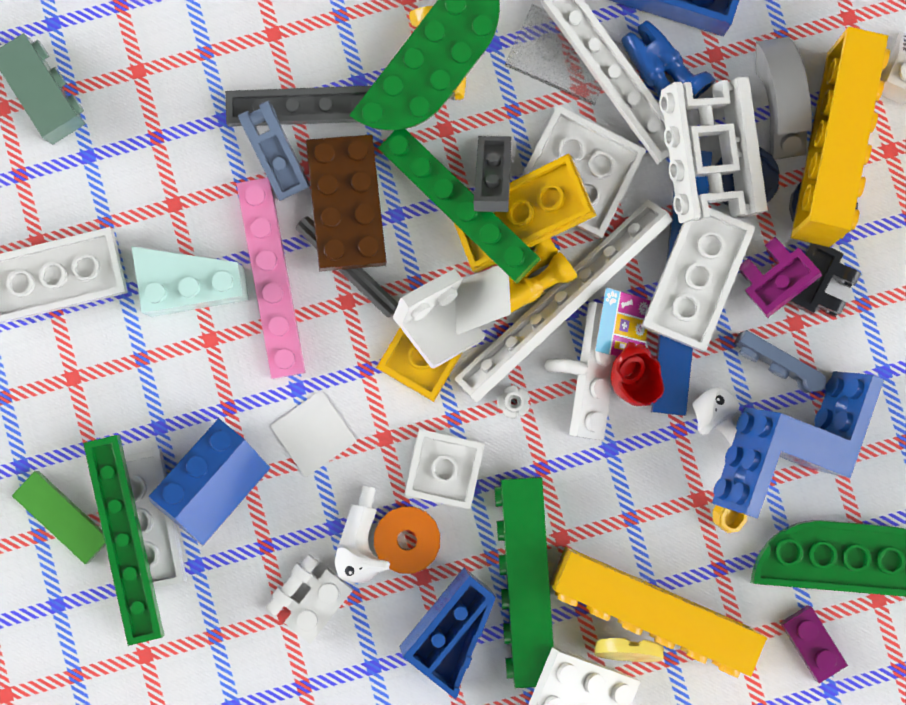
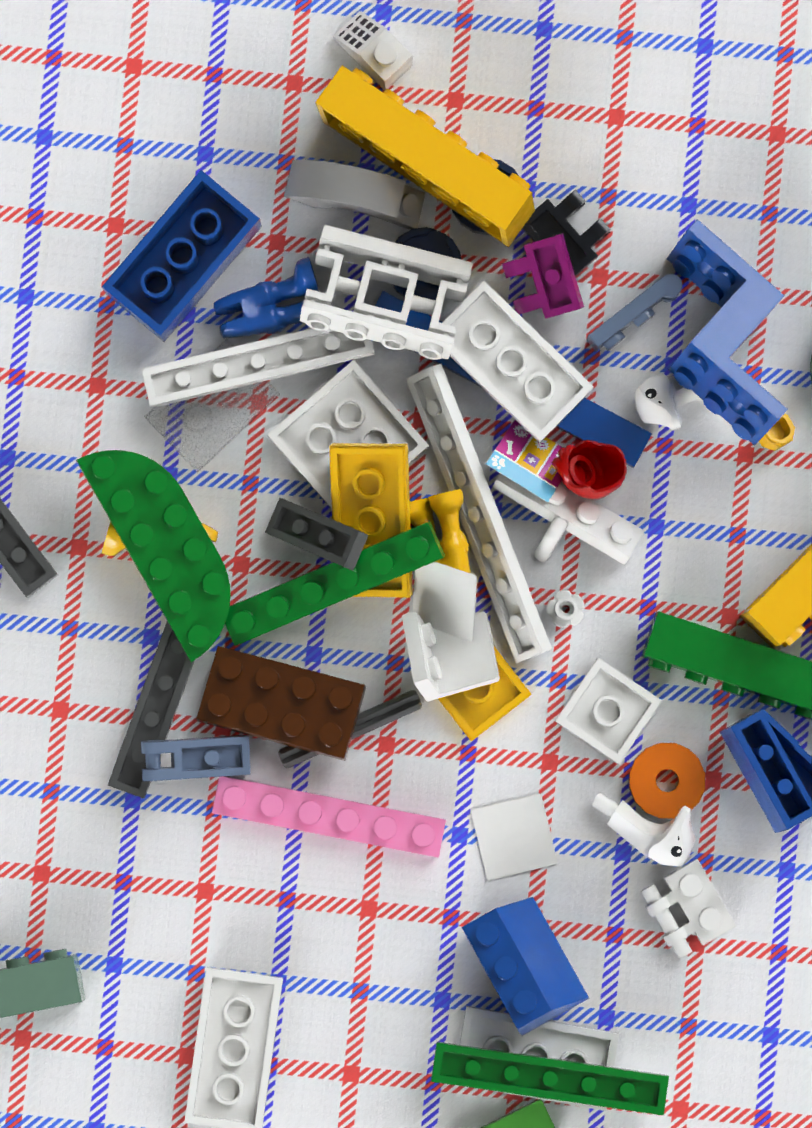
camera: 70 degrees left, 0 degrees up
(185, 282) = (299, 909): light aqua wedge -> none

